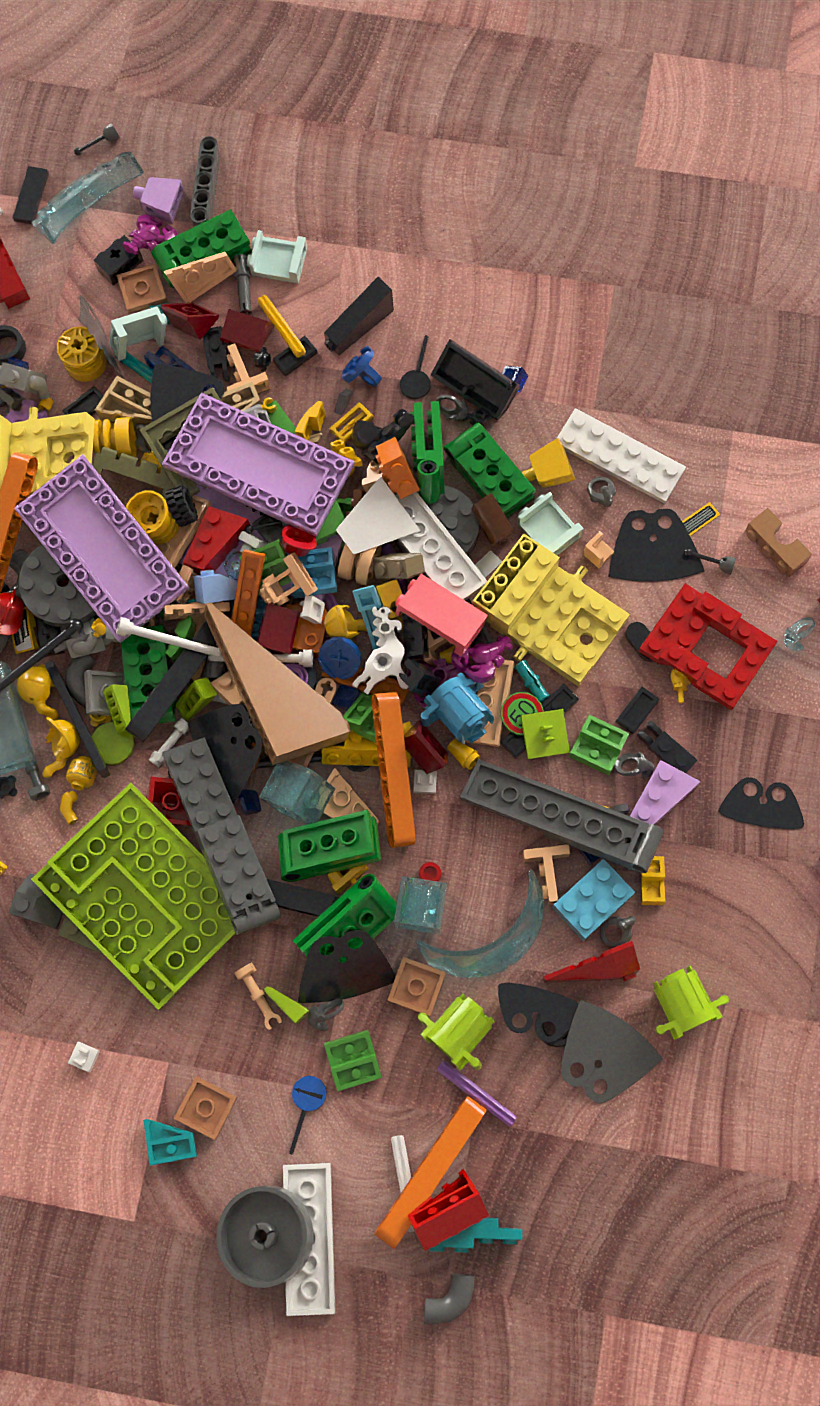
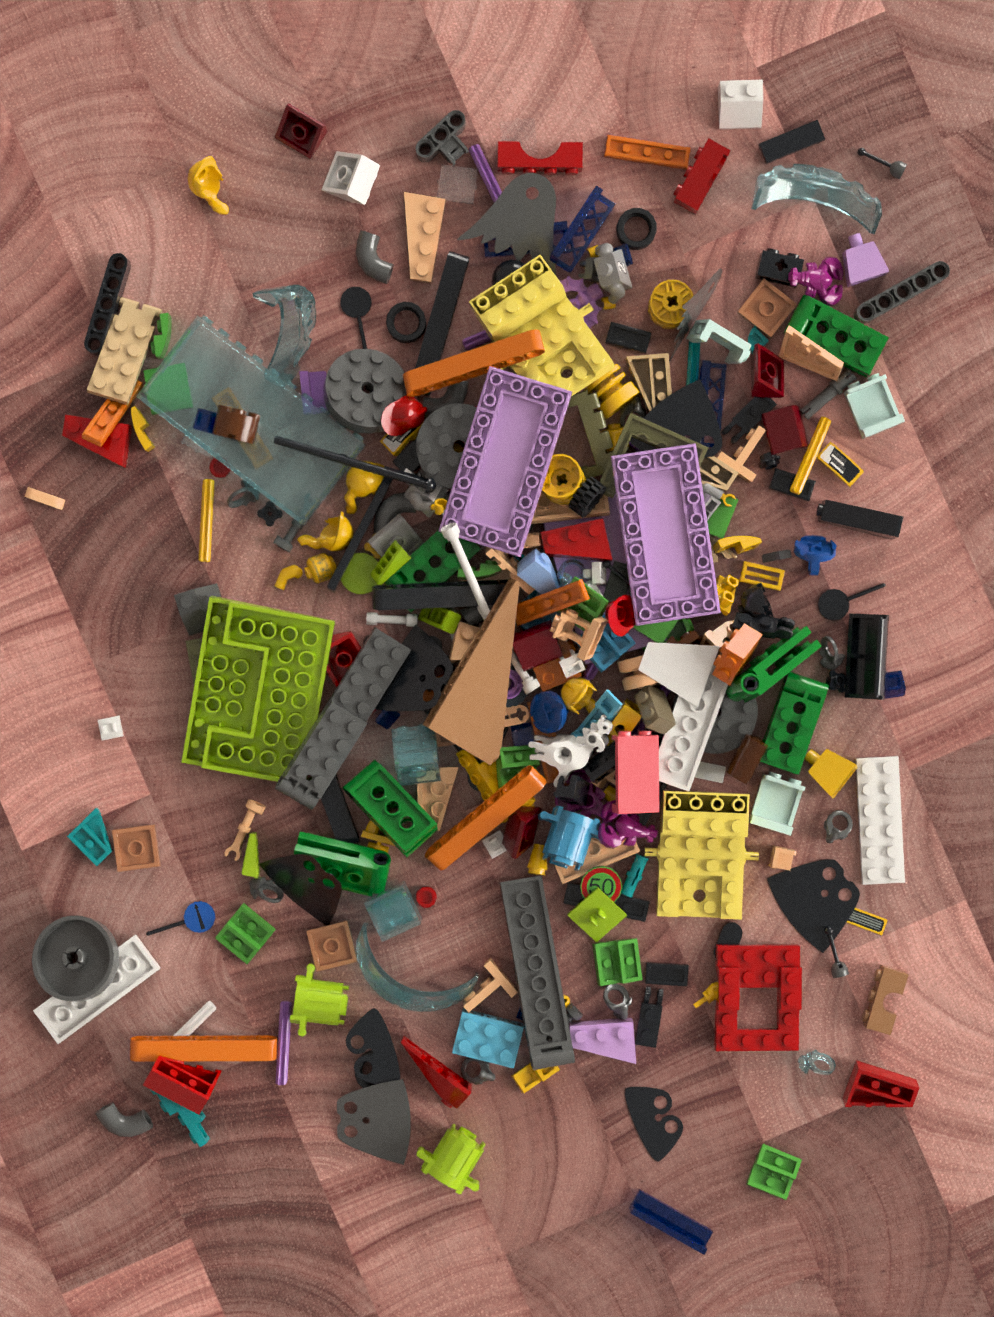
camera: 50 degrees right, 15 degrees up
(307, 307) = (840, 464): none -> slope

